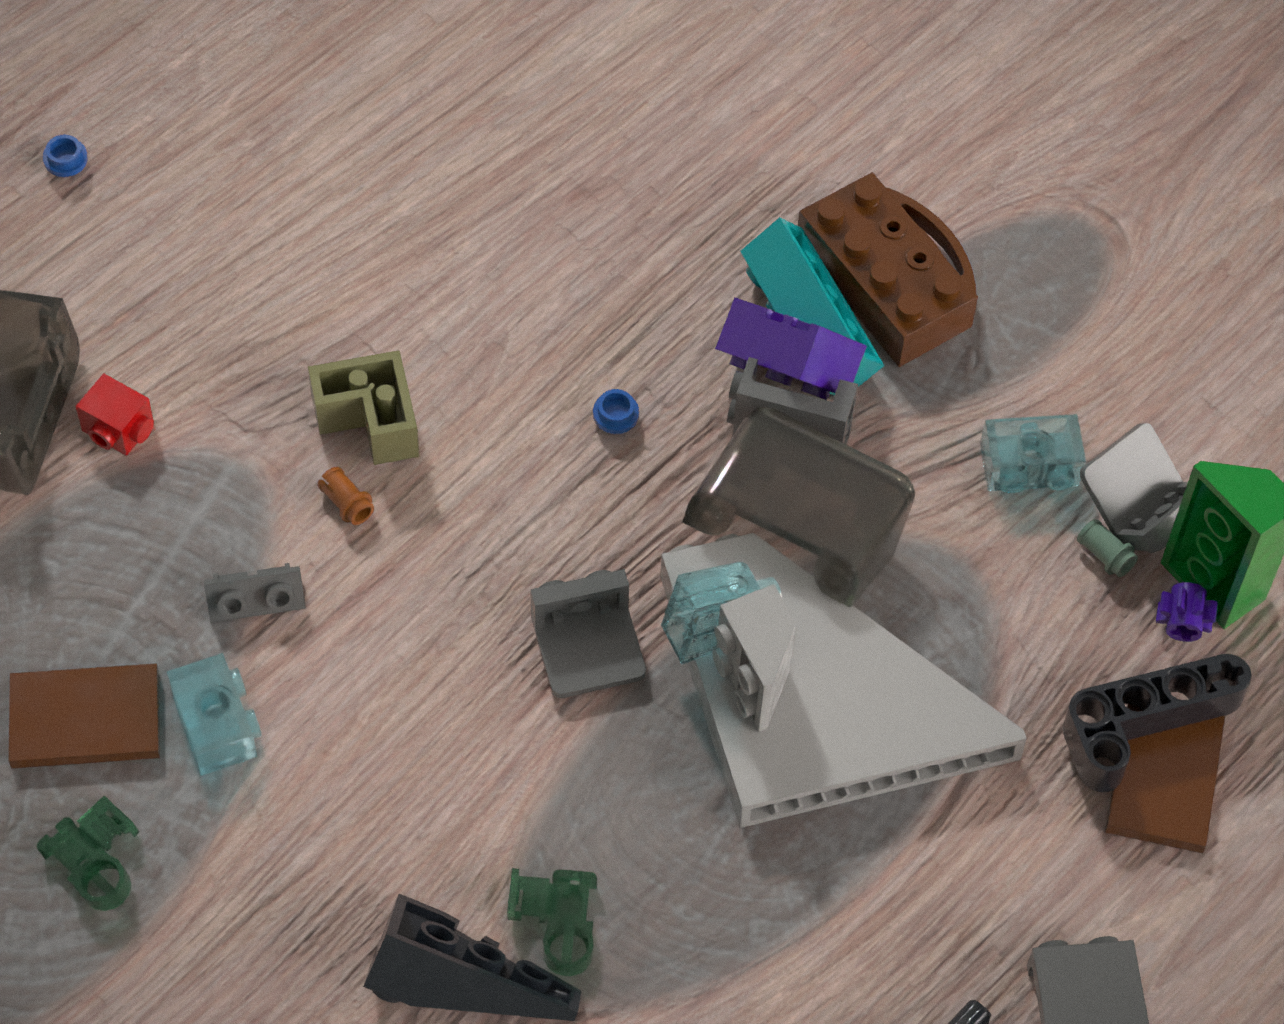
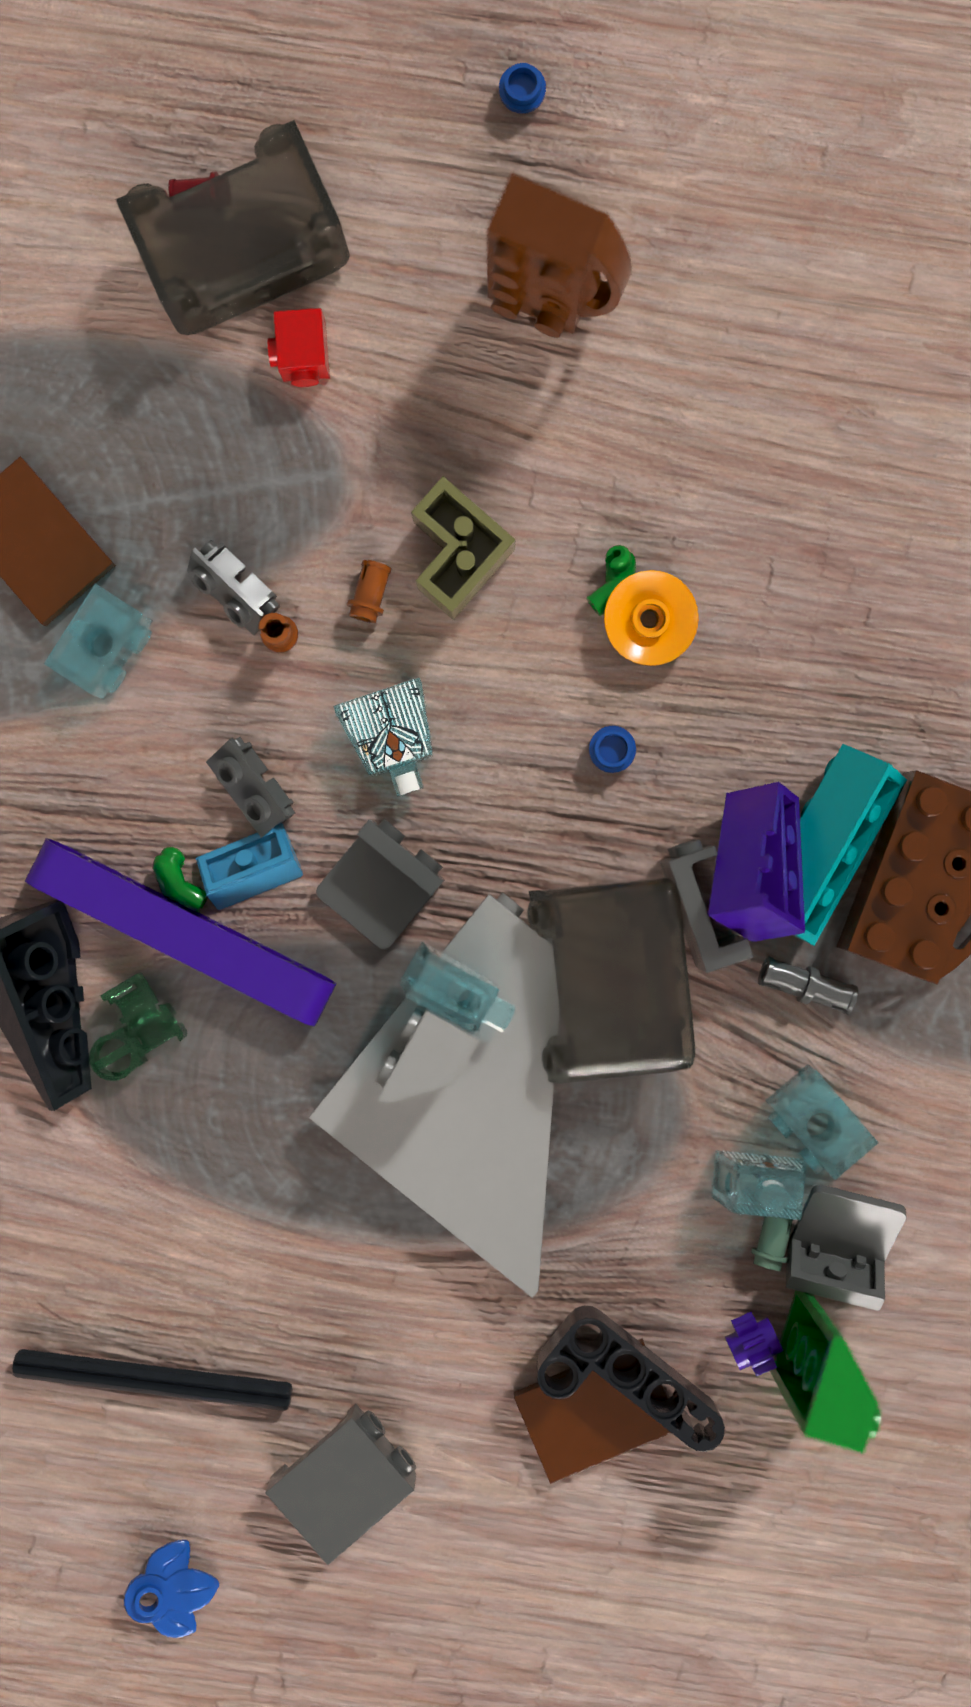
camera: 65 degrees right, 30 degrees up
(218, 185) = (550, 256): none -> reddish brown piece
(321, 579) = (286, 640): none -> dark orange pin
(426, 680) = (240, 774): none -> dark grey hinge
(457, 798) = (172, 882): none -> green arm
(471, 551) = (390, 732): none -> torso
(487, 326) = (619, 565): none -> green arm
(492, 734) = (248, 867): none -> dark azure slope
(501, 817) = (180, 932): none -> dark purple beam
(540, 304) = (674, 611): none -> light orange dish
(913, 396) = (808, 985): none -> dark grey pin
(1061, 511) = (760, 1184): none -> clear light blue torso

